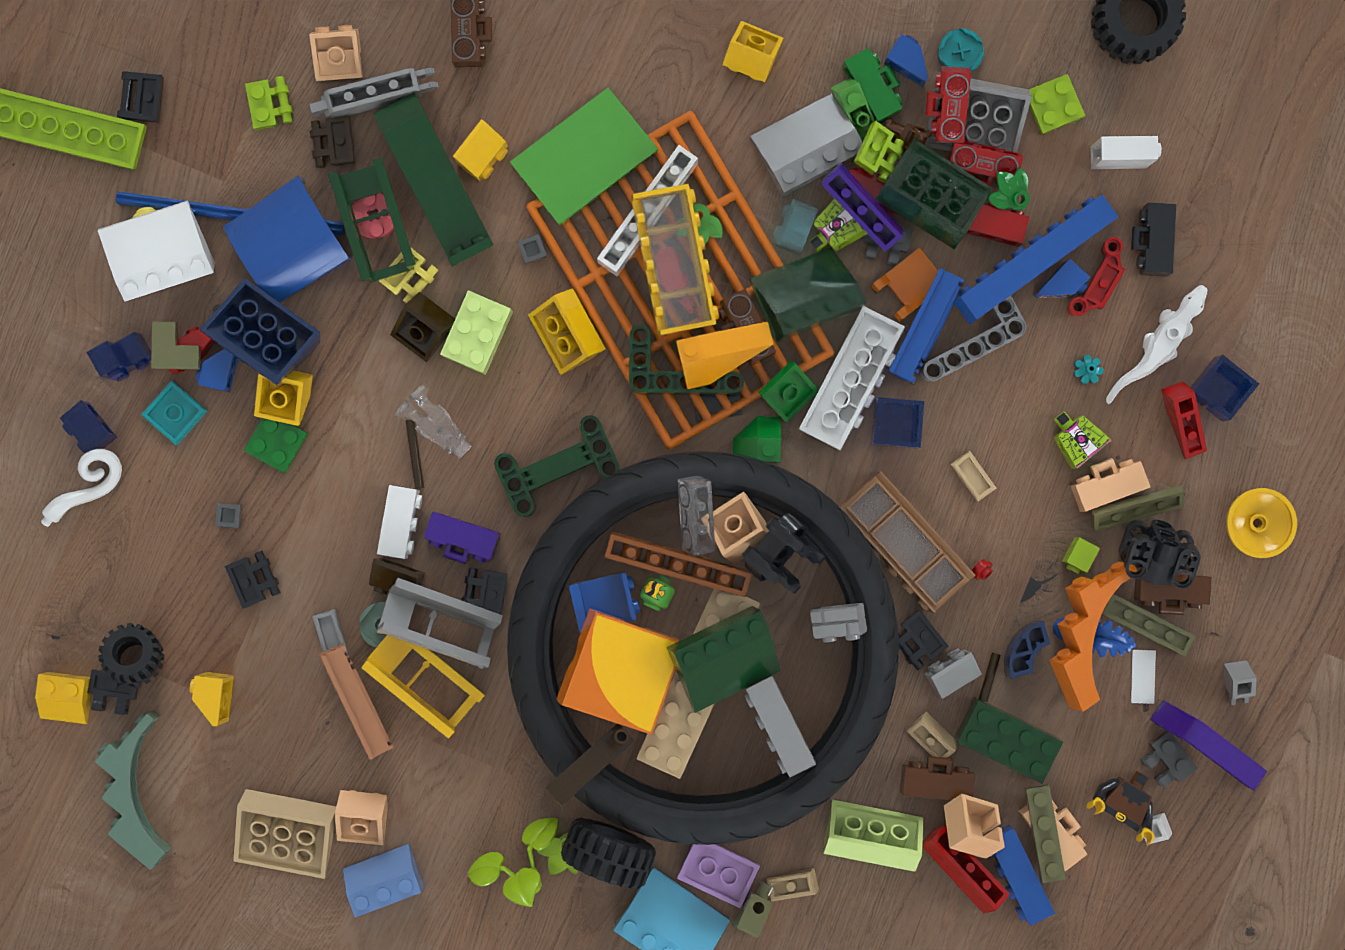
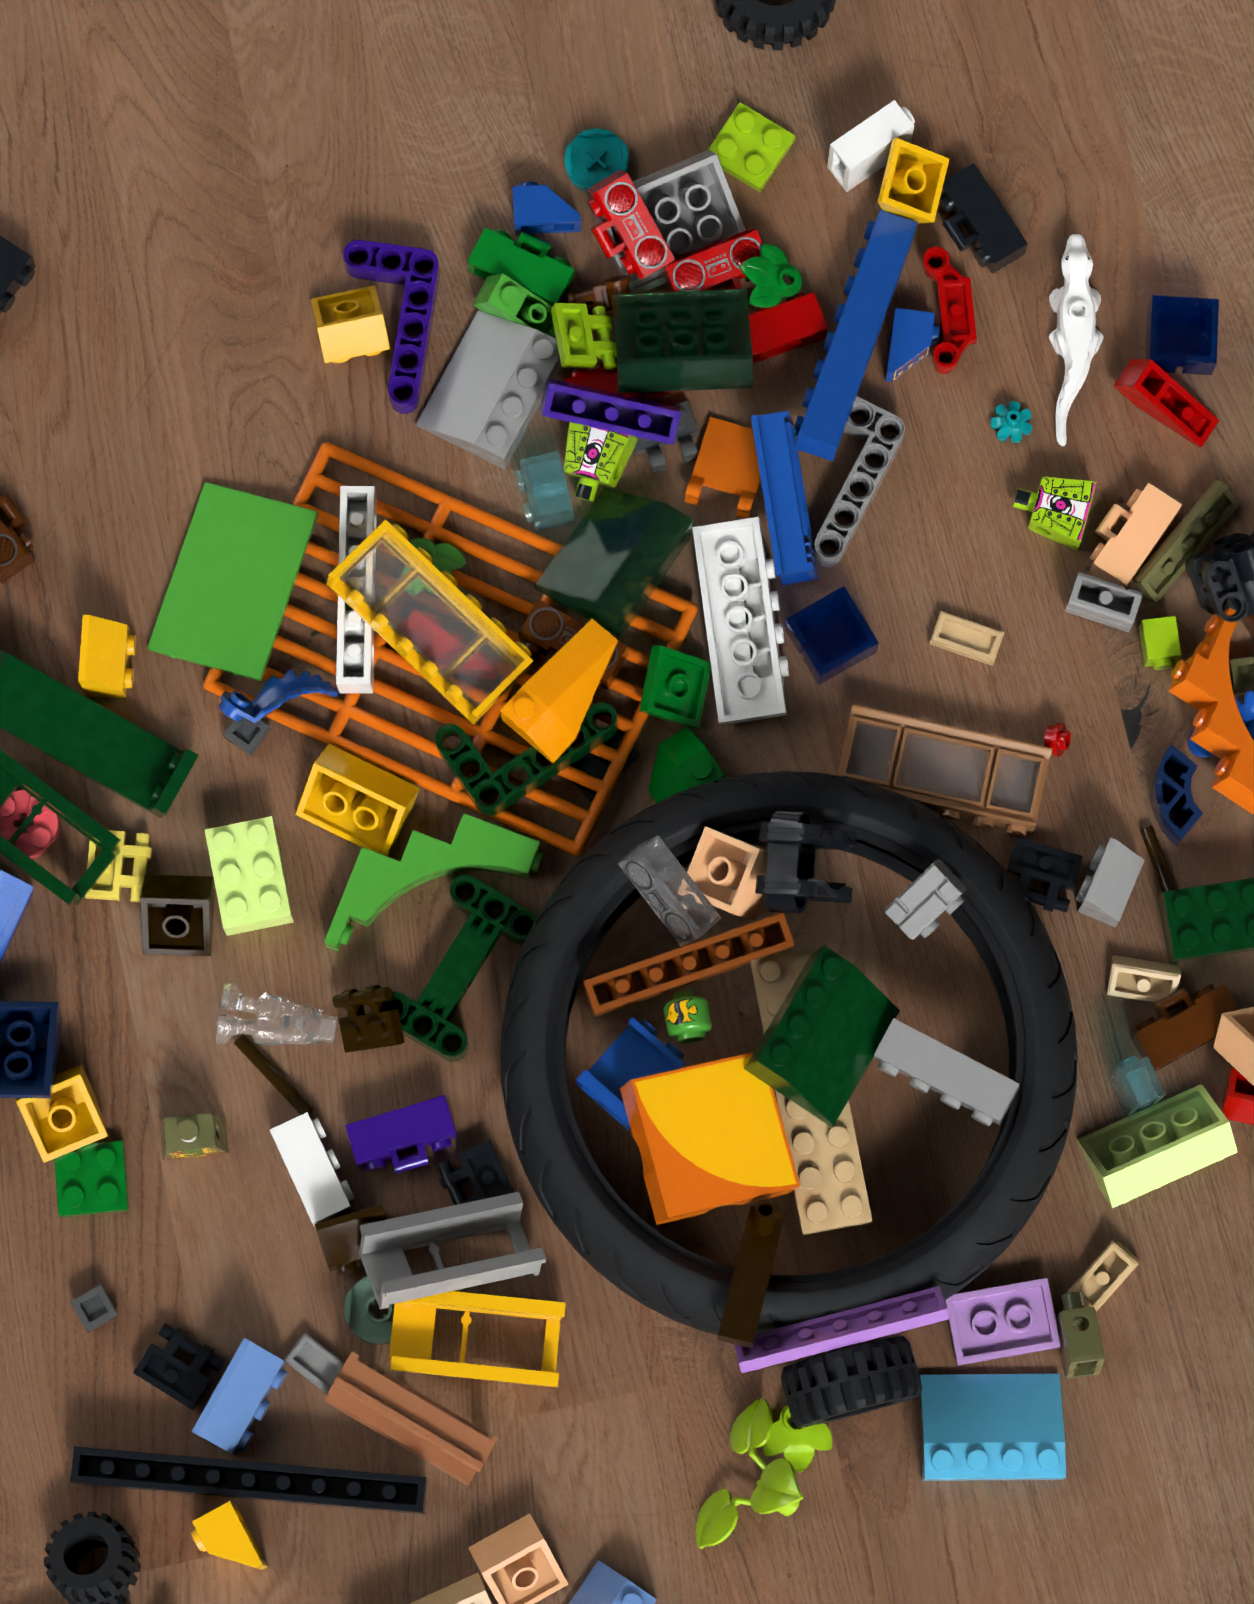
camera: 30 degrees left, 10 degrees down
(246, 670) = (249, 1480): none -> black brick
(272, 622) = (240, 1397): none -> medium blue slope
(346, 459) = (193, 1136): none -> olive torso
(481, 466) = (369, 1030): none -> dark brown plate
(547, 386) = (381, 879): none -> bright green arch
(560, 239) = (273, 695): none -> blue plant
(621, 829) = (843, 1329): none -> medium lavender plate
(790, 70) = (410, 314): none -> dark purple beam
(885, 797) = (1136, 1085): none -> clear light blue brick
(1065, 511) = (1103, 602): none -> light grey brick
(1133, 191) = (912, 182): none -> yellow slope

